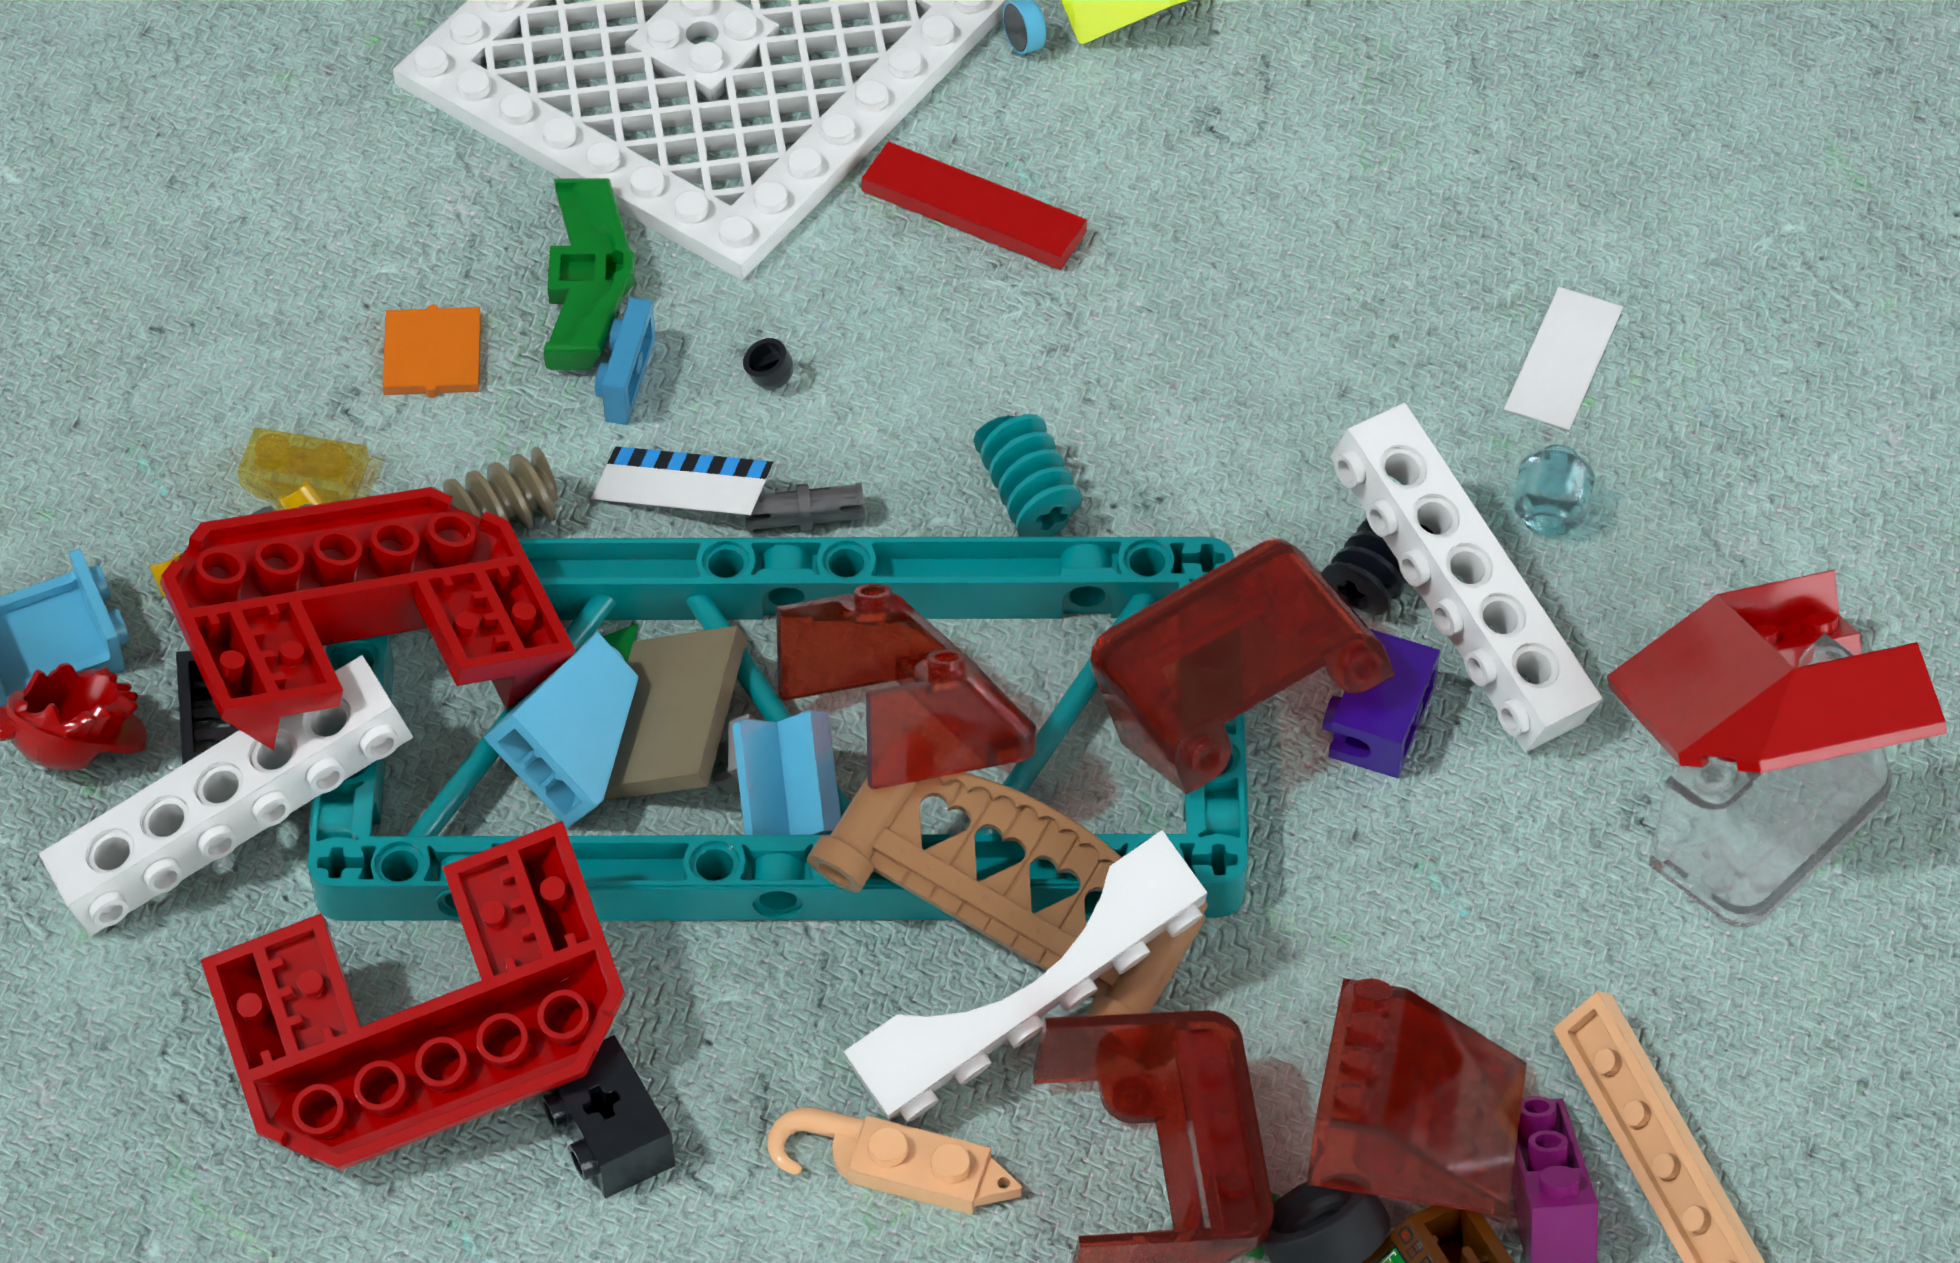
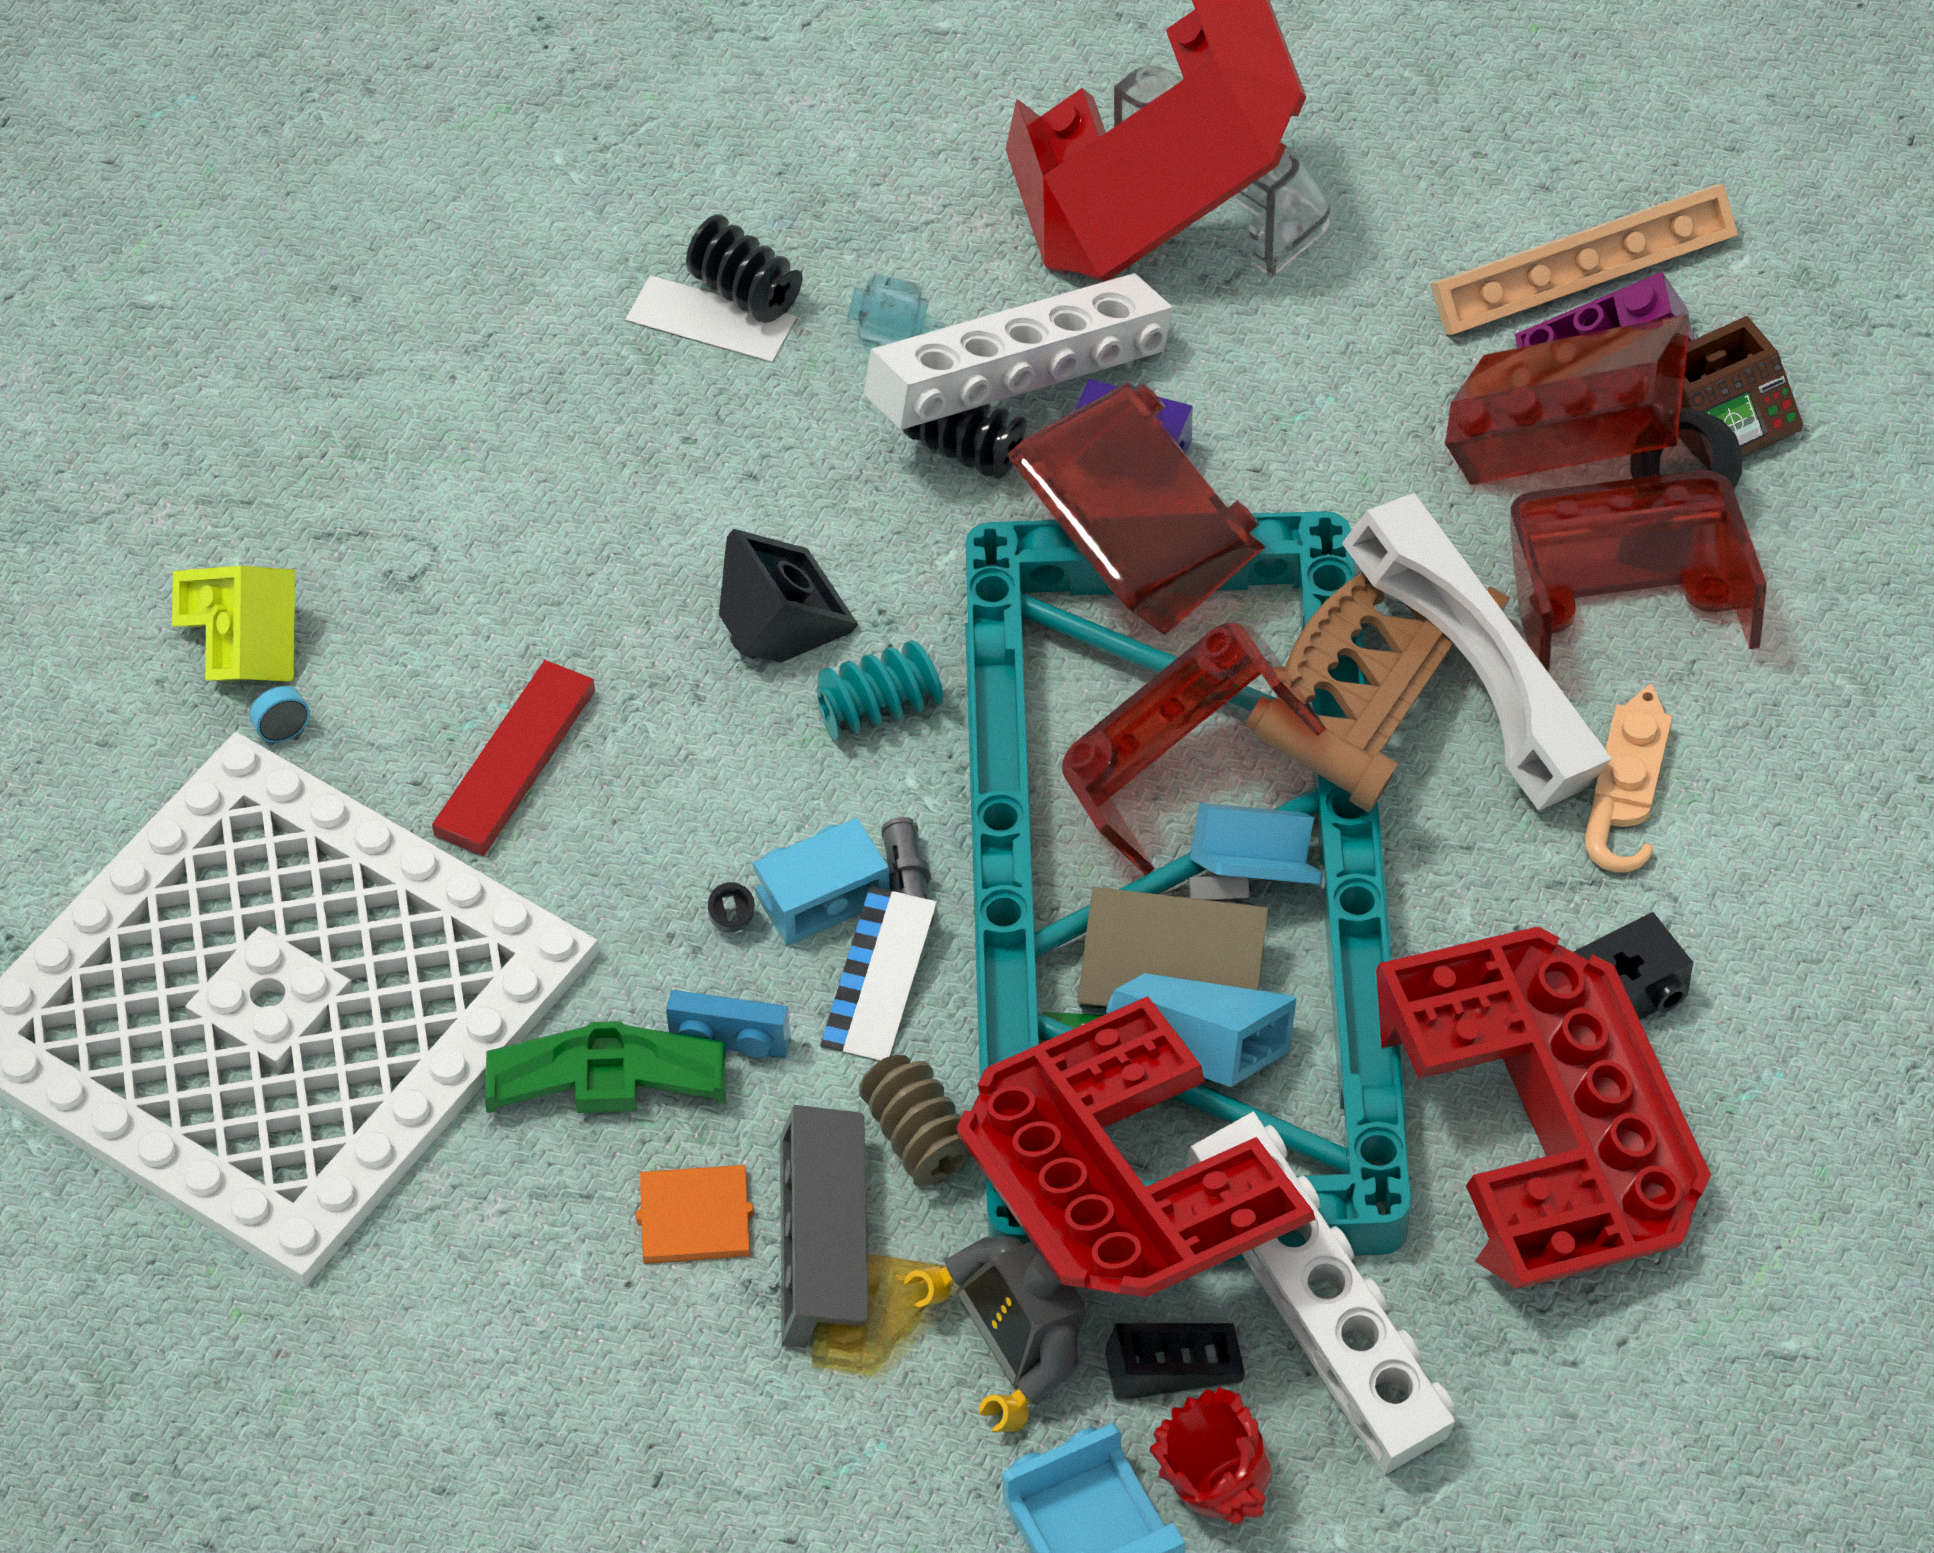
camera: 90 degrees left, 0 degrees up
(388, 425) = (822, 1222): none -> dark grey panel
(793, 426) = (819, 880): none -> medium azure brick
(1159, 398) = (778, 599): none -> black slope
(1609, 362) = (742, 269): none -> black piece

